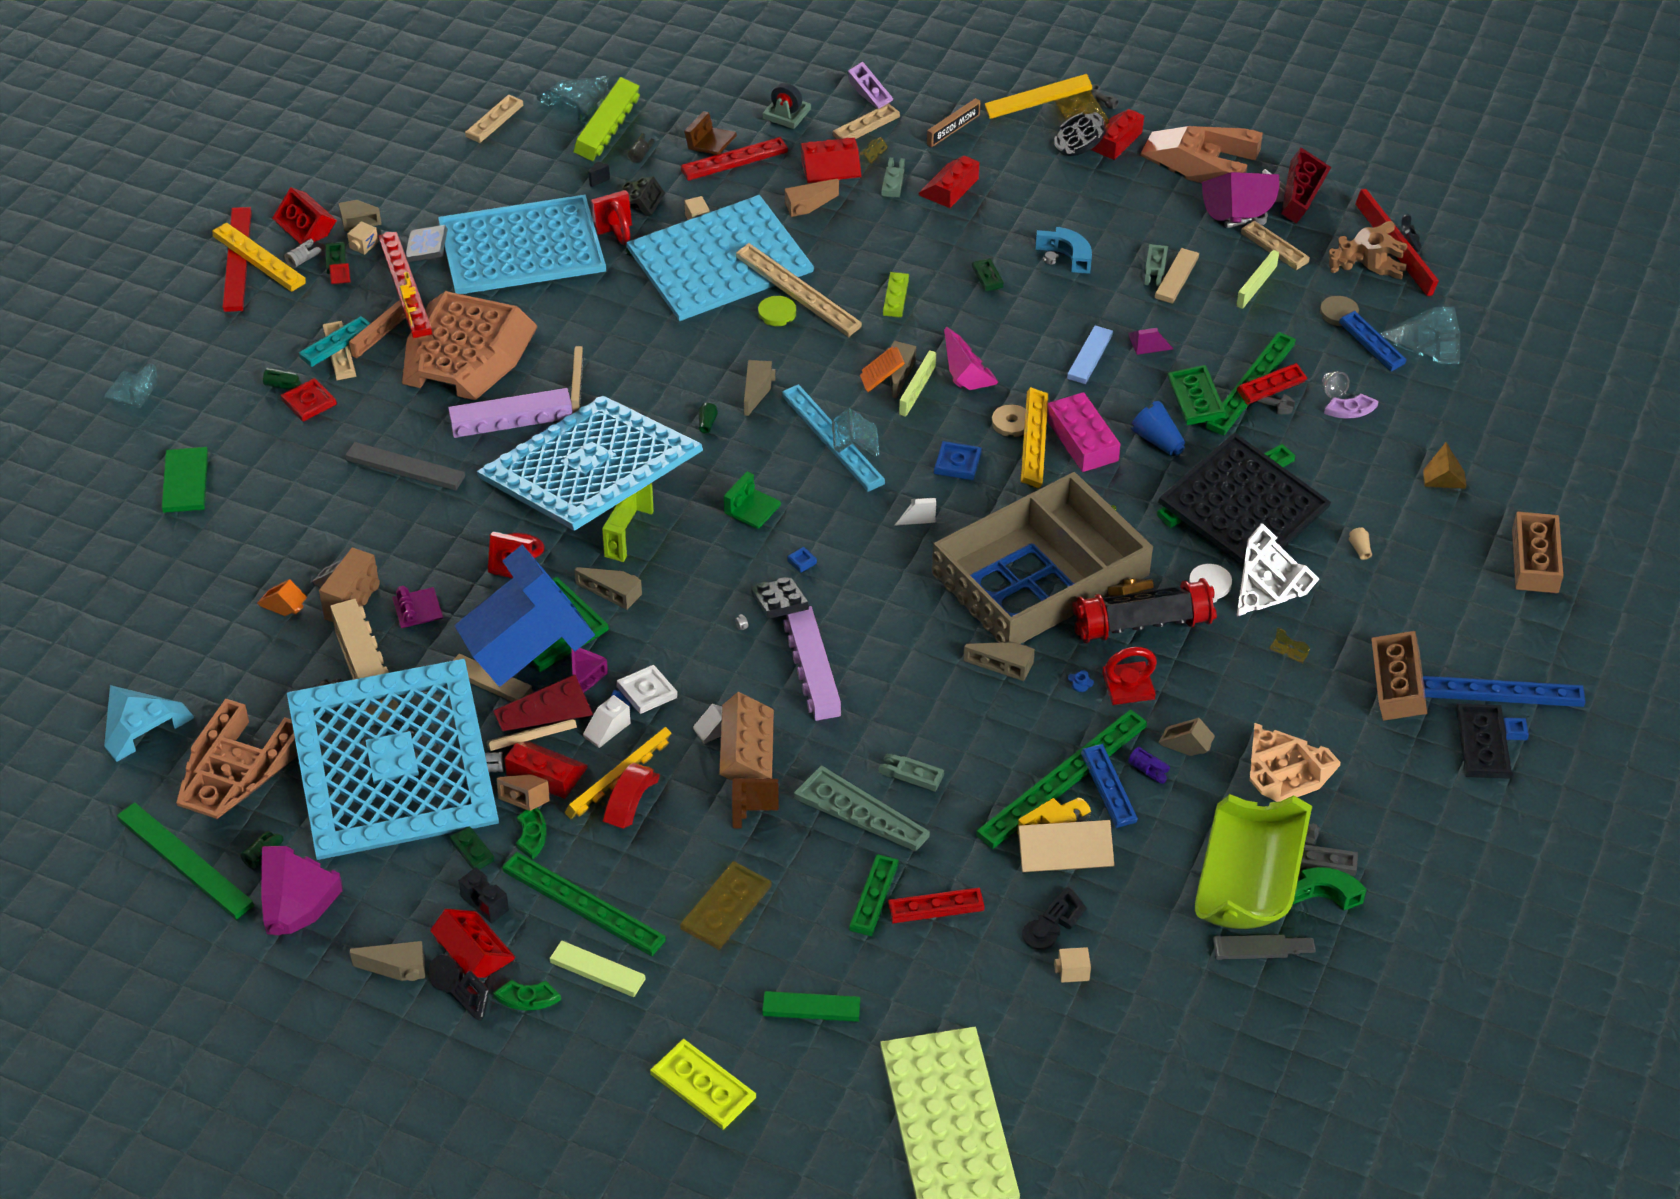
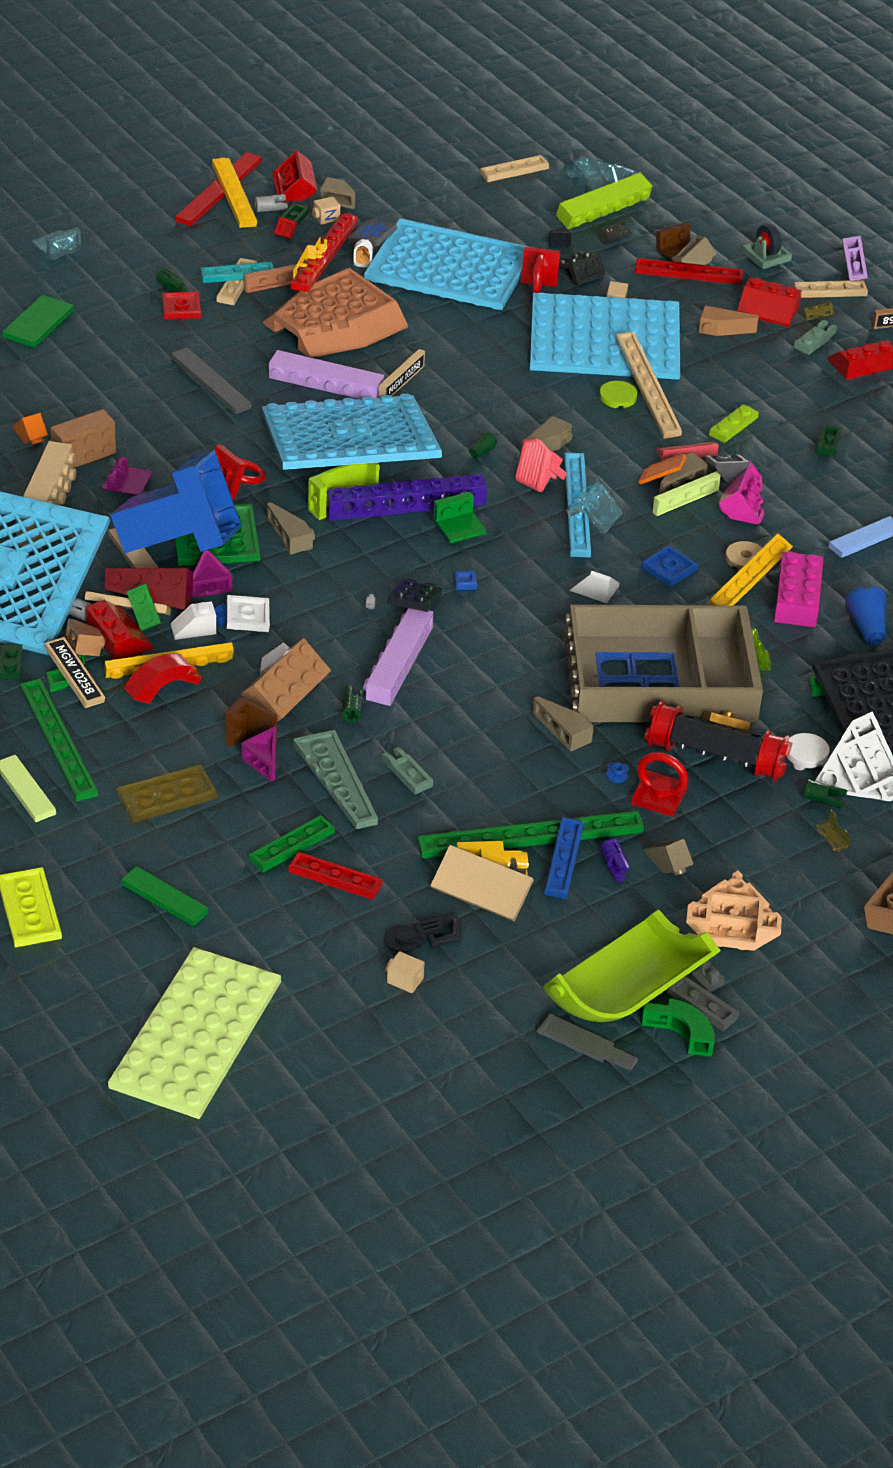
camera: 30 degrees right, 5 degrees down
(437, 269) = (363, 253): none -> rock
(545, 829) = (74, 672): none -> tile
(555, 731) = (144, 607): none -> green plate
(686, 502) = (401, 496): none -> dark purple brick
(733, 138) = (696, 252): none -> dark tan slope
(777, 416) = (538, 465): none -> coral piece
(782, 821) = (261, 753): none -> magenta slope
(812, 732) = (352, 705): none -> dark green hinge
(881, 340) = (700, 449): none -> coral slope
(935, 341) = (727, 468): none -> dark grey slope
(1253, 615) = (819, 793): none -> dark green hinge

